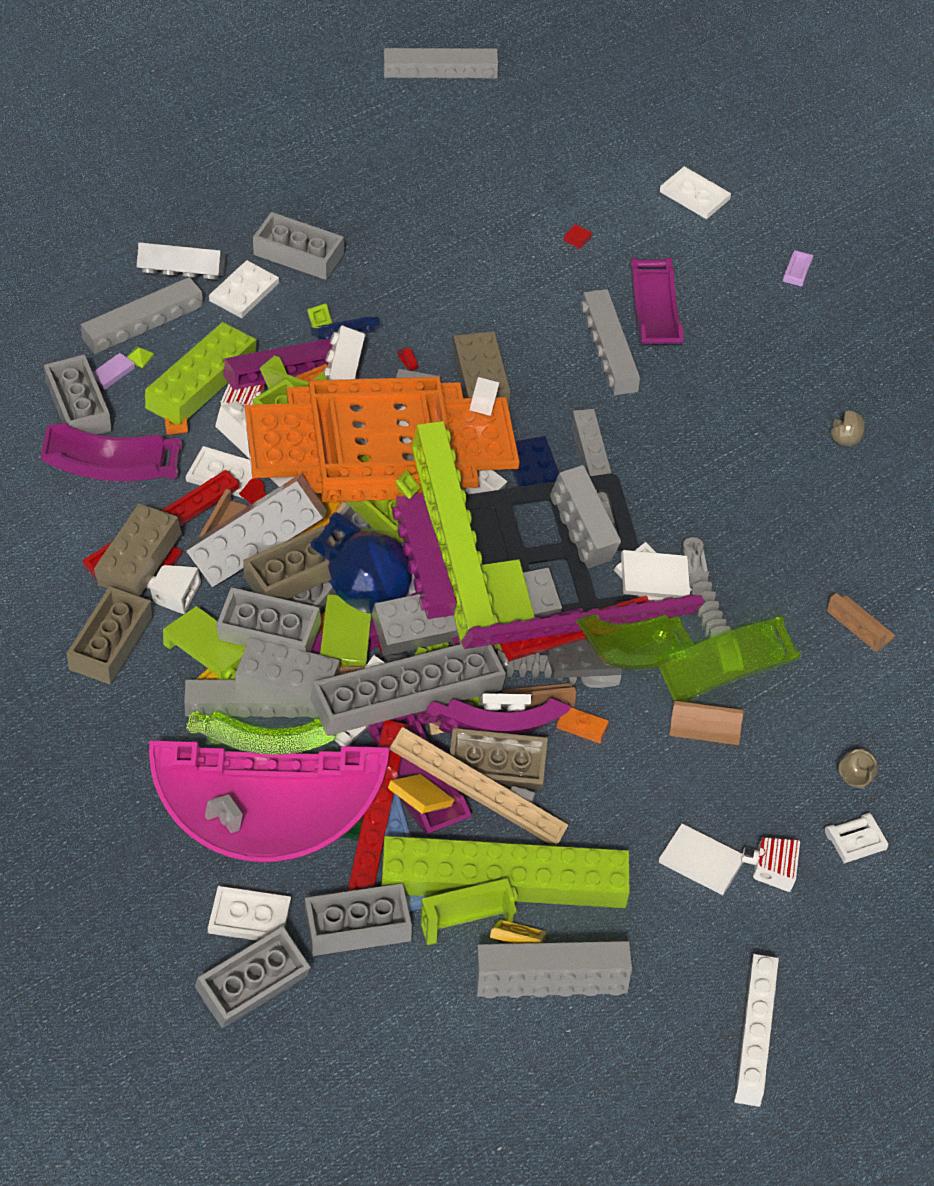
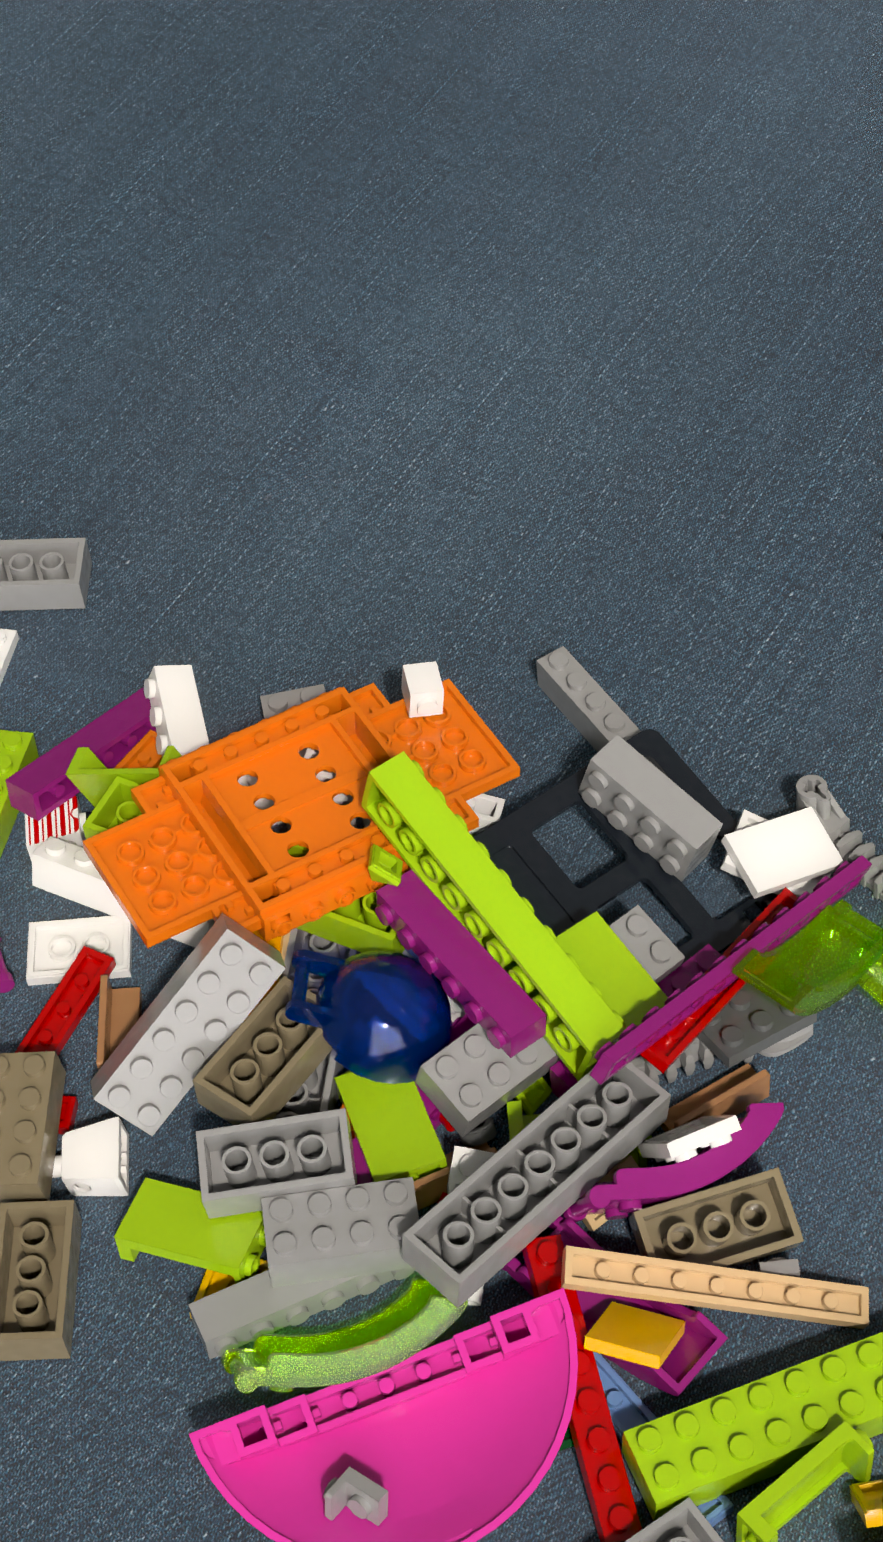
camera: 15 degrees left, 0 degrees up
(253, 491) = (140, 963): red tile -> none
(319, 315) = (103, 663): lime slope -> none
(362, 324) = (130, 678): clear blue plate -> none
(407, 358) = (260, 675): red tile -> none
(440, 63) = (91, 252): light grey brick -> none
(480, 357) = (366, 645): dark tan brick -> none
(535, 462) = (539, 764): clear blue plate -> none
(577, 236) = (402, 416): red tile -> none
(583, 725) = (805, 1119): orange plate -> none
(610, 342) = (529, 544): light grey brick -> none
(655, 302) = (560, 466): magenta windscreen -> none
(695, 192) = (527, 299): white plate -> none
(798, 268) = (717, 348): lavender tile -> none

